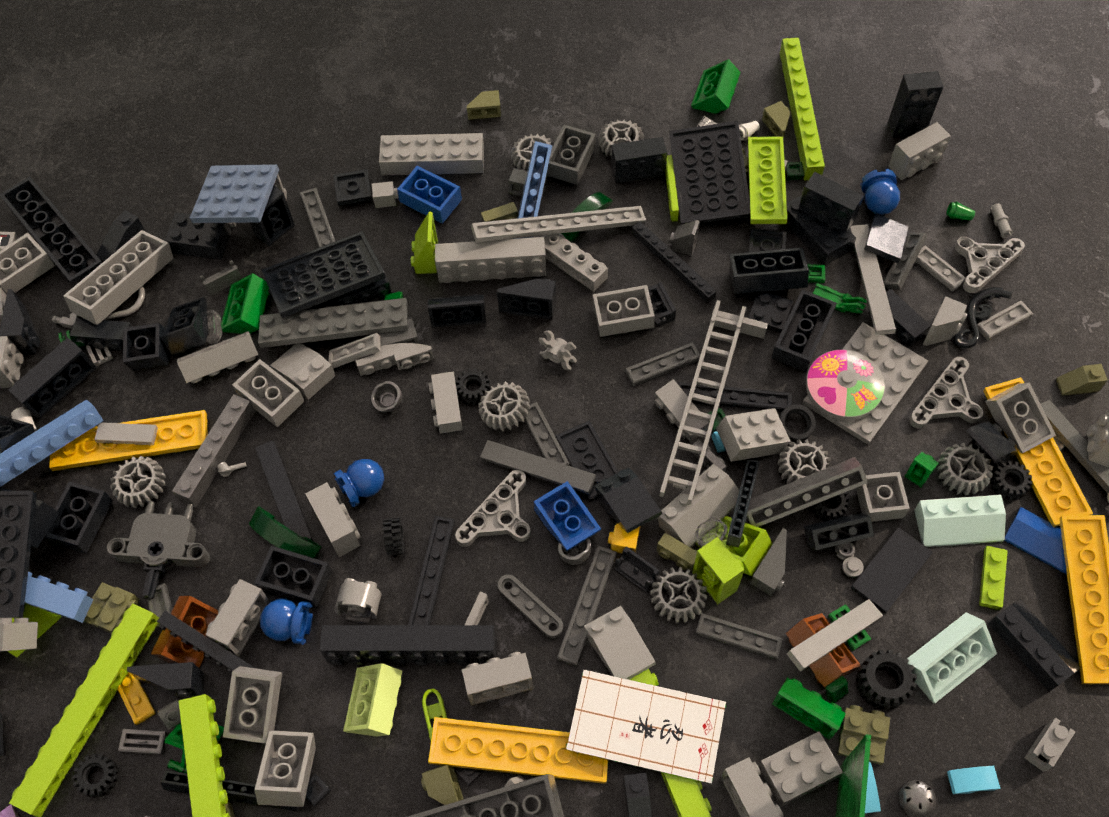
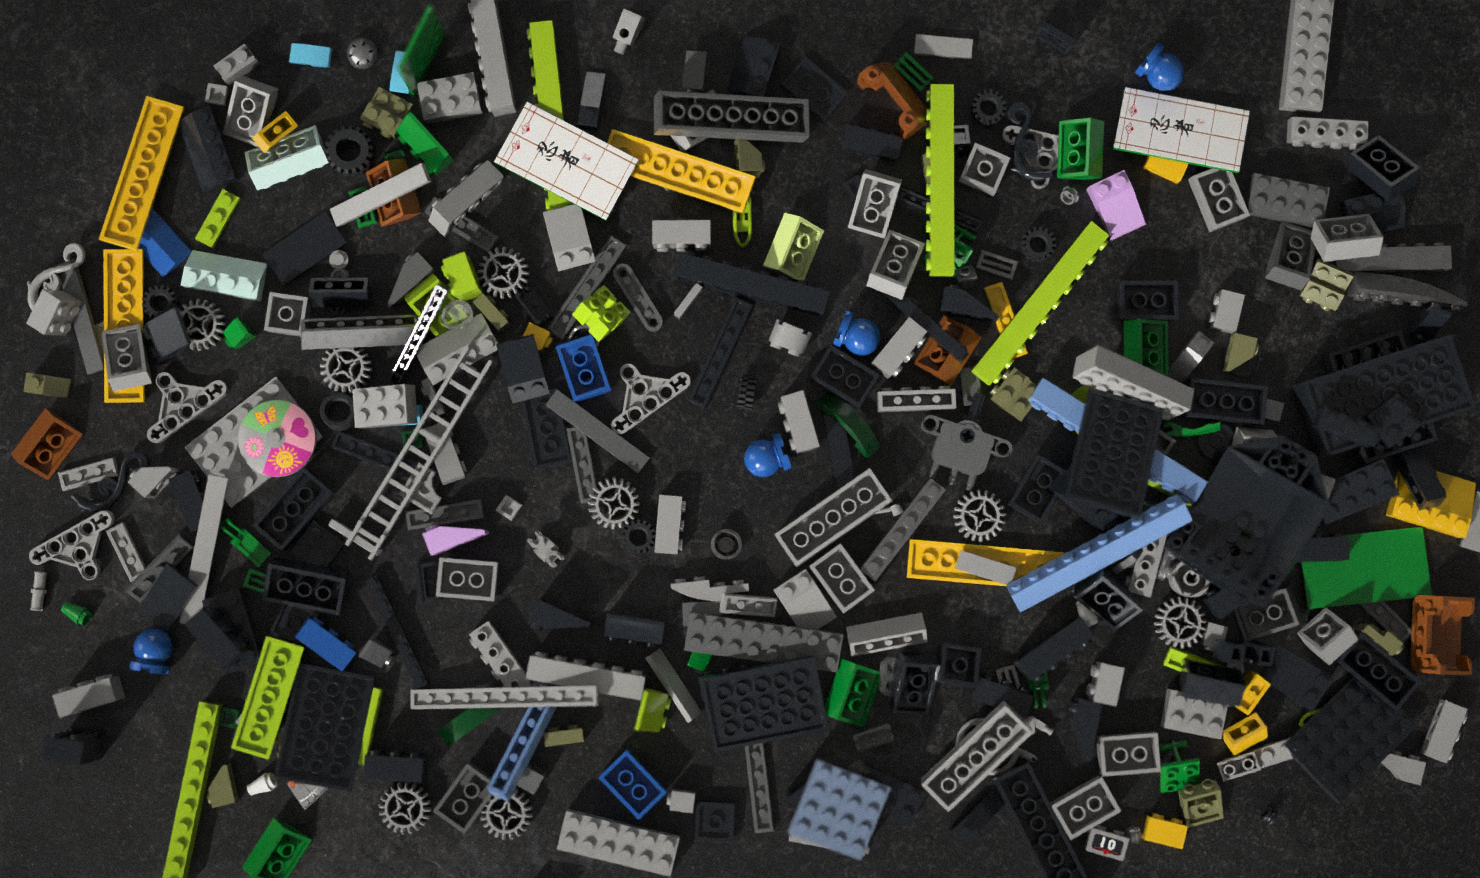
camera: 170 degrees left, 25 degrees up
(213, 572) = (916, 400): none -> light grey brick
(282, 441) = (833, 517): none -> light grey brick
(411, 275) = (673, 685): none -> light grey tile
(563, 574) = (601, 313): none -> lime brick
(604, 384) = (509, 507): none -> light grey tile
(648, 340) = (442, 539): none -> lavender slope
(685, 370) = (425, 494): none -> light grey tile
(733, 233) = (325, 643): none -> blue brick
(742, 661) = (464, 196): none -> light grey wedge
(975, 676) = (275, 131): none -> yellow brick
(1012, 699) = (249, 109): none -> light grey slope
(1055, 706) = (216, 94): none -> light grey plate
(1056, 332) = (46, 444): none -> dark orange slope

